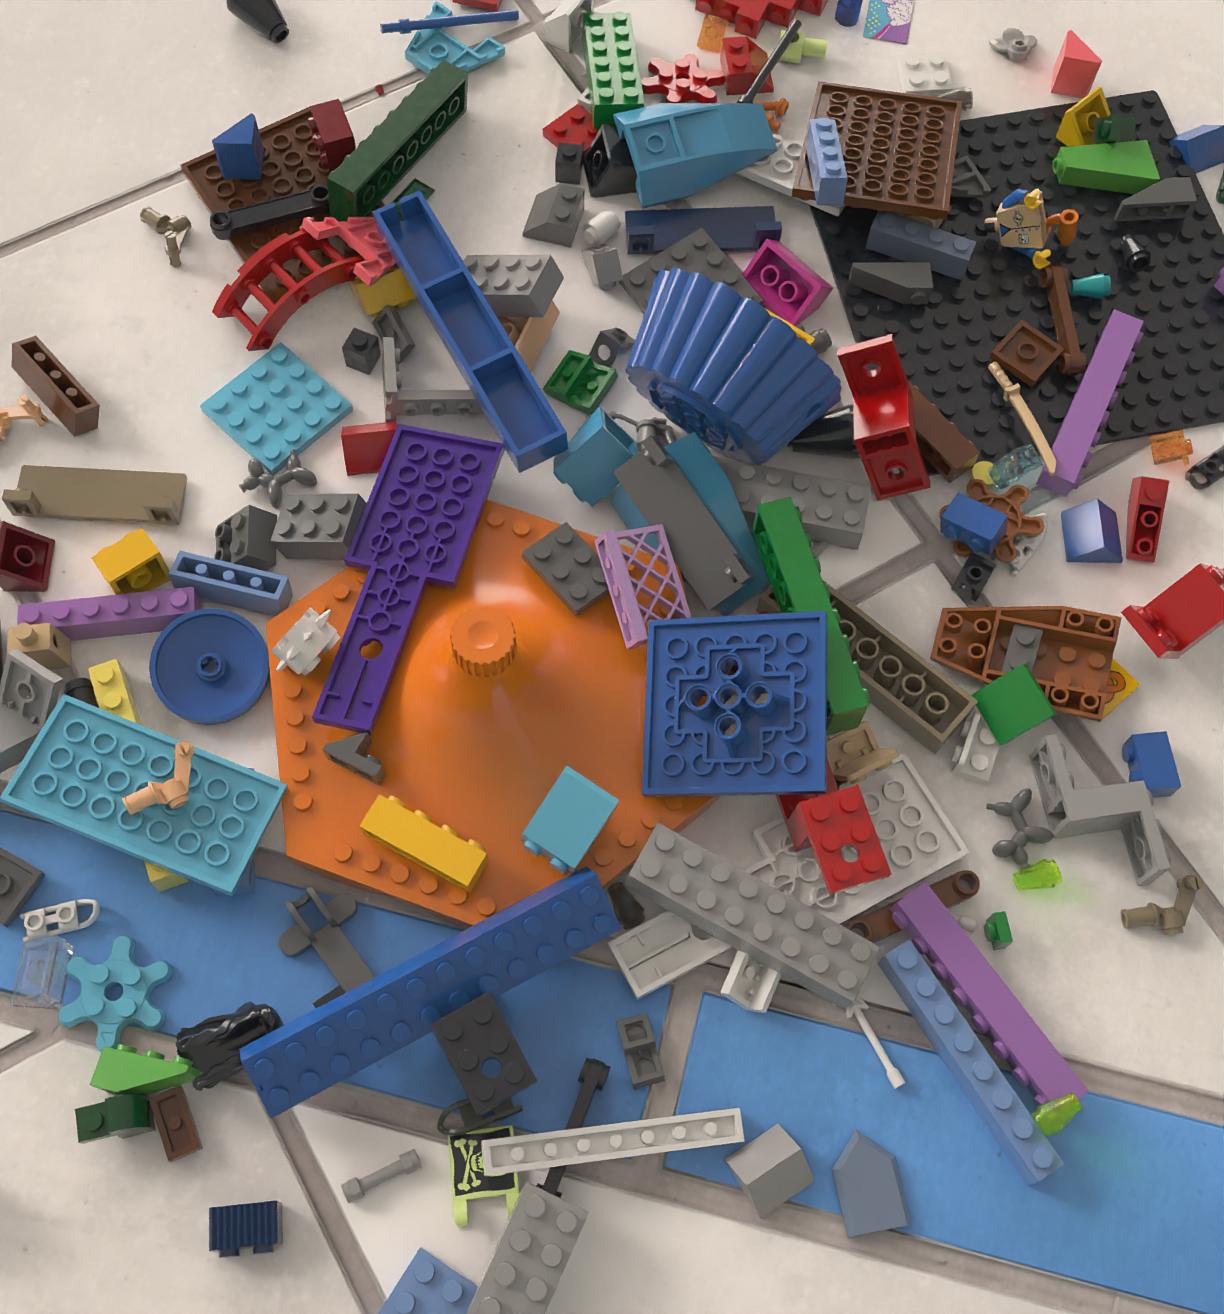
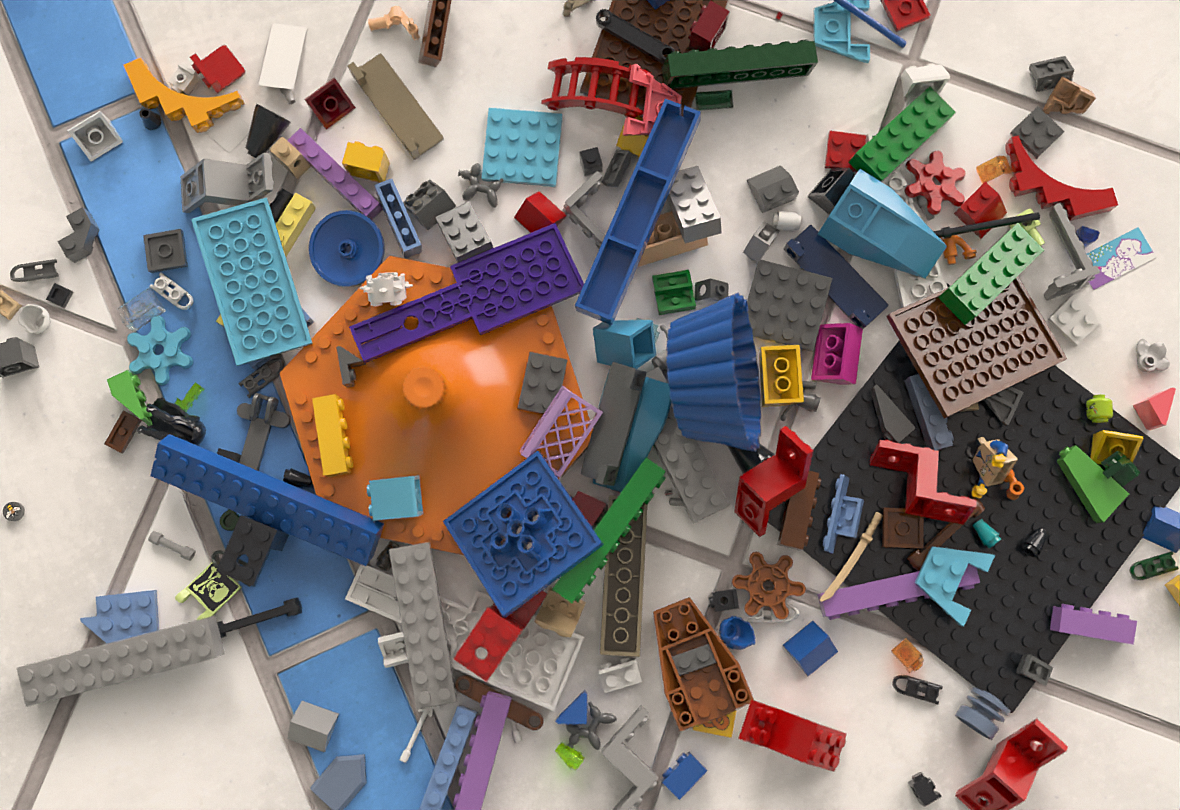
camera: 55 degrees right, 15 degrees up
(117, 1116) = (102, 404): dark green brick -> none
(171, 792) = (259, 294): light nougat pin -> none
(209, 996) = (190, 396): none -> clear neon green piece
(245, 1228) = (102, 504): dark blue brick -> none
(268, 880) = (264, 373): none -> dark grey piece
(415, 1071) = (229, 520): none -> dark green tile
(433, 938) = (297, 478): none -> black cone
(569, 163) = (815, 166): black brick -> none
(611, 1141) = (264, 642): white plate -> none
(640, 1051) = (322, 620): dark grey slope -> none
(824, 87) = (991, 274): none -> brick
(826, 162) = (922, 319): medium blue brick -> none
(859, 23) = (1084, 266): none -> light grey bracket
(960, 94) = (1072, 353): clear smoke cone -> none
(972, 391) = (844, 516): none -> medium blue bracket
(973, 524) = (751, 578): blue brick -> none
(980, 472) = (801, 560): light yellow tile -> none
(988, 819) = (576, 712): none -> blue slope
(995, 291) = (922, 482): none -> red bracket
(998, 930) = (521, 754): green plate -> none
(1013, 704) = (653, 677): green slope -> none
(1014, 466) = (814, 573): clear light blue leg -> none
(1022, 588) = (736, 633): none -> blue hair
(1036, 109) = (1099, 409): none -> lime head
(1112, 347) = (943, 573): none -> medium azure wing
(1145, 517) = (845, 671): red slope -> none
(1163, 200) = (1095, 535): dark grey slope -> none

